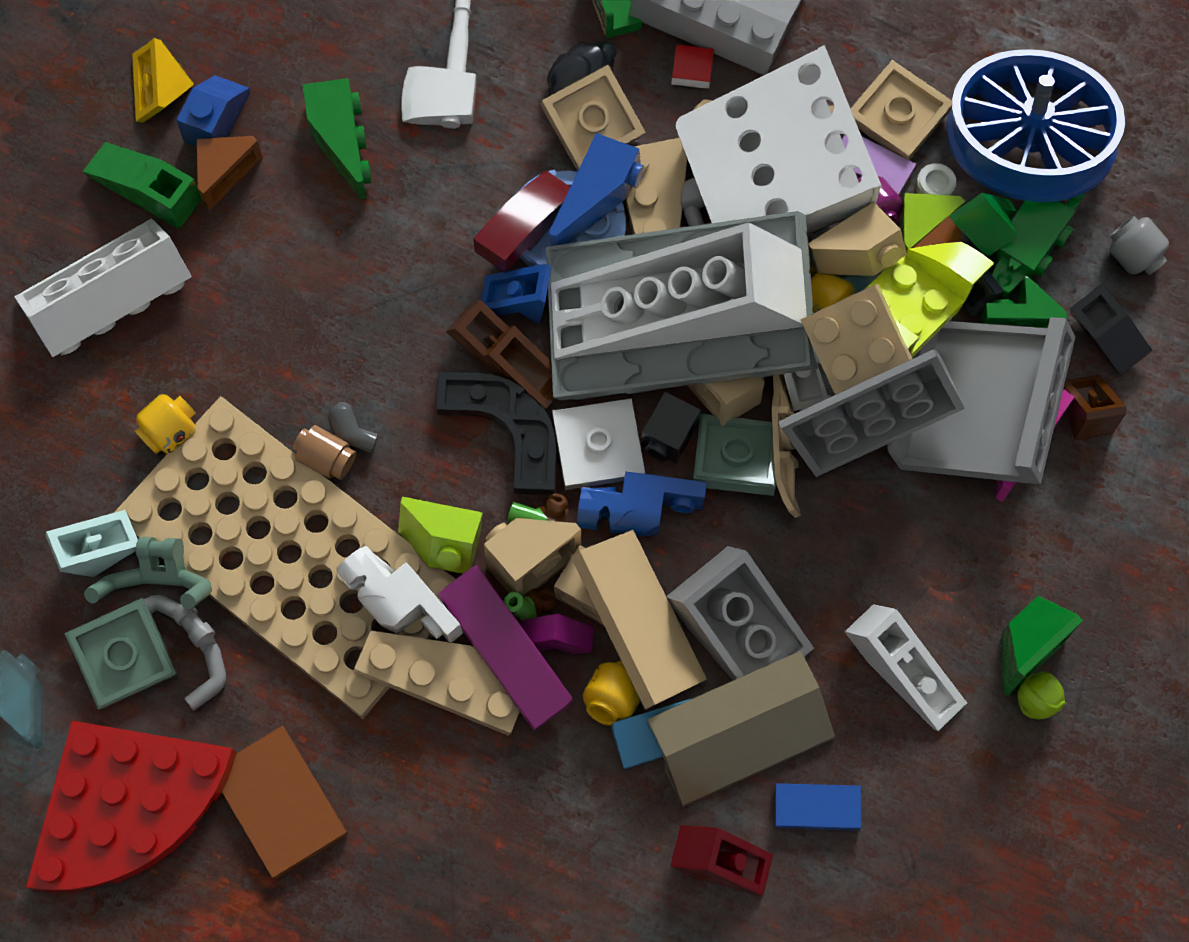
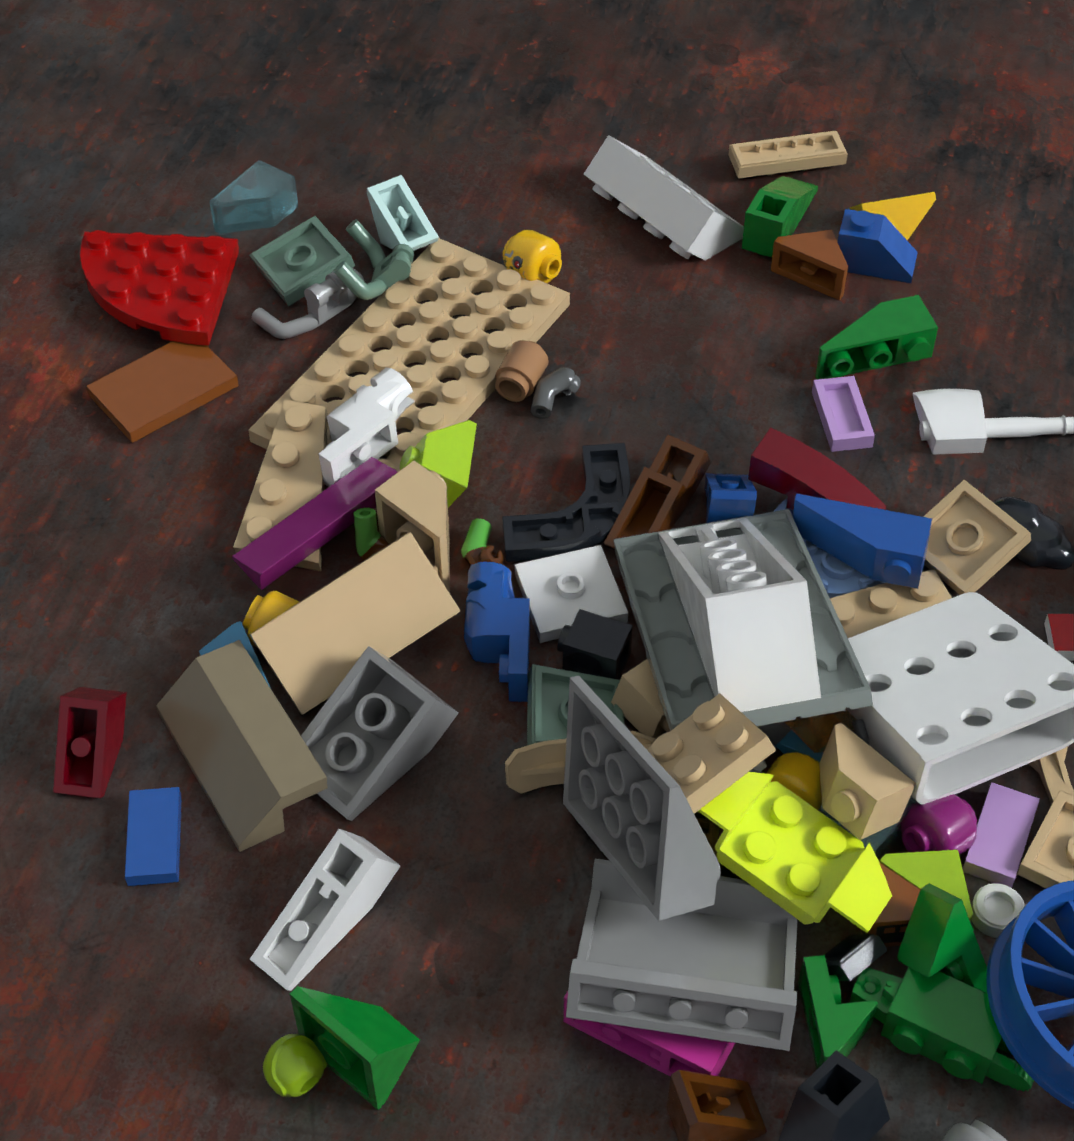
camera: 85 degrees right, 20 degrees down
(50, 160) = (787, 154): none -> tan plate
(417, 184) = (843, 413): none -> lavender tile
(559, 633) = (338, 559): magenta piece -> none

